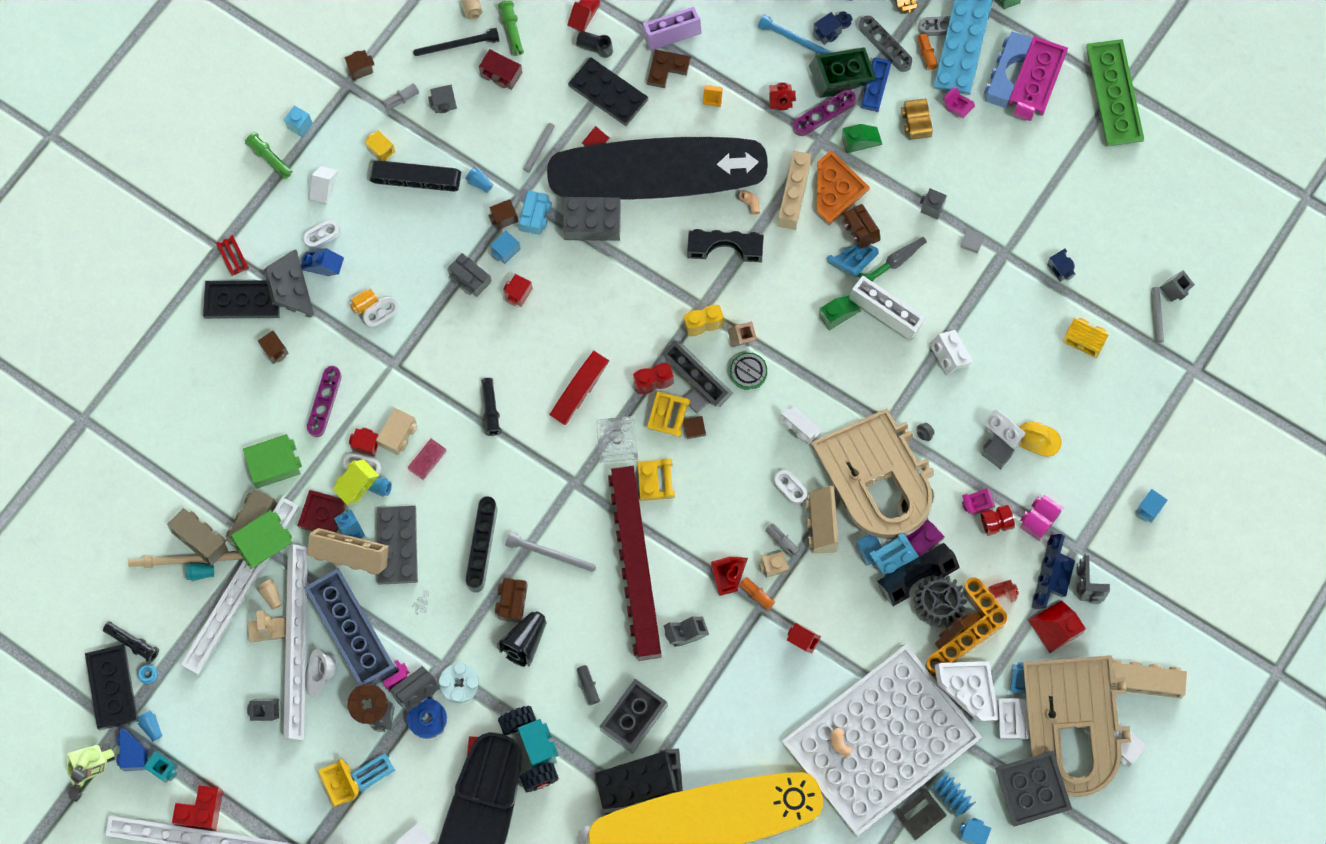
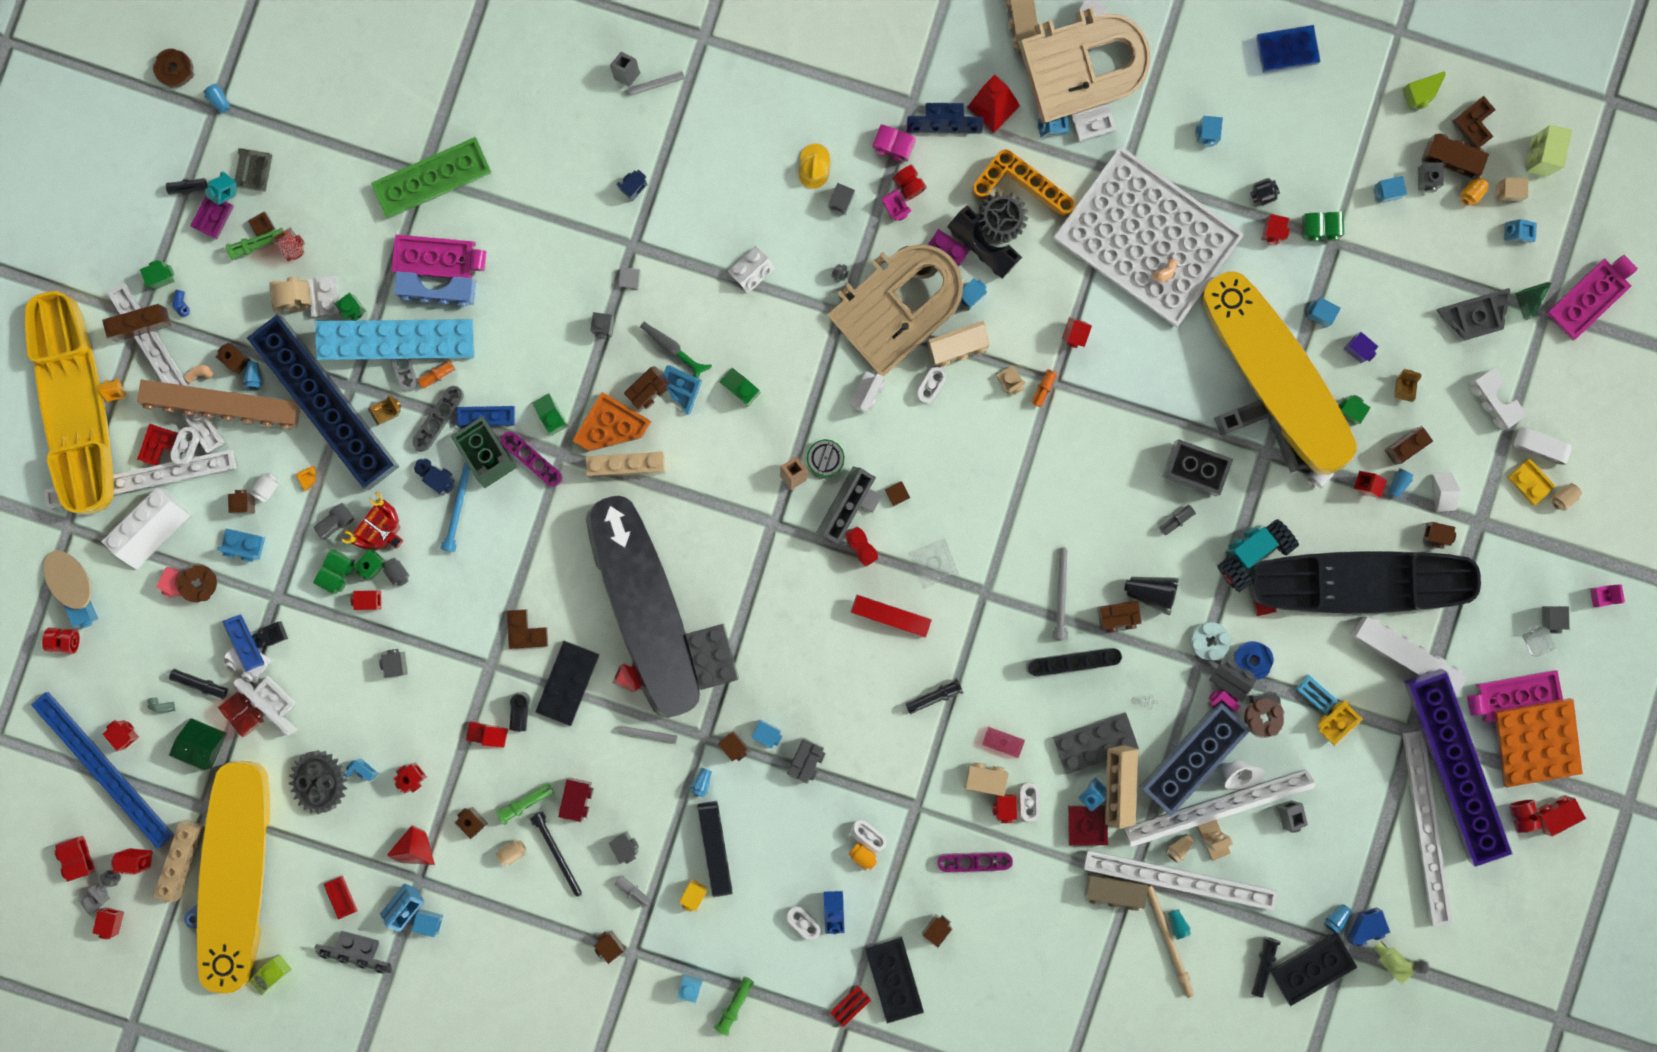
camera: 105 degrees left, 15 degrees up
(143, 670) = (1295, 941): medium azure plate -> none
(155, 764) = (1379, 898): teal brick -> none
(198, 536) = (1147, 937): dark tan brick -> none
(203, 814) = (1405, 839): red brick -> none
(261, 539) = (1136, 873): bright green brick -> none
(272, 461) = (1050, 891): bright green brick -> none
(288, 284) = (867, 938): dark grey wing -> none
(322, 184) = (749, 940): white slope -> none
(355, 482) = (1051, 802): neon yellow brick -> none
(381, 487) = (1045, 781): dark azure cone -> none
(517, 290) = (808, 708): red brick -> none
(534, 212) = (721, 716): medium azure brick -> none
(636, 563) = (1049, 509): dark red brick -> none
(636, 781) = (1258, 447): black plate -> none
(649, 480) = (961, 522): yellow plate -> none
(662, 413) = (893, 527): yellow plate -> none
(672, 28) = (483, 637): lavender brick -> none
(686, 631) = (1101, 443): dark grey brick -> none
(699, 321) = (785, 511): yellow brick -> none
(703, 243) = (698, 491): black arch -> none
(712, 95) = (544, 575): light orange tile -> none
(728, 573) = (1033, 420): red slope -> none
(751, 200) = (646, 505): light nougat arm -> none
(781, 96) = (527, 505): red brick -> none
(782, 540) = (986, 378): light grey axle -> none
(886, 308) = (727, 340): white brick -> none
(894, 555) = (975, 267): medium azure plate -> none
(917, 119) = (514, 364): pearl gold brick -> none
(924, 819) = (1209, 181): clear smoke plate -> none
(952, 795) = (1180, 157): dark azure piece -> none
(957, 103) = (486, 328): dark pink bracket -> none
(958, 627) = (1028, 190): reddish brown plate -> none
(970, 687) = (1078, 167): white plate -> none
(1000, 589) = (974, 163): clear red bracket -> none
(1003, 427) = (819, 197): white bracket -> none
(1033, 788) = (1154, 87): dark grey plate -> none
(1086, 337) = (701, 144): yellow brick -> none
(1089, 591) = (951, 87): dark grey bracket -> none
(1151, 506) = (854, 44): dark azure brick -> none

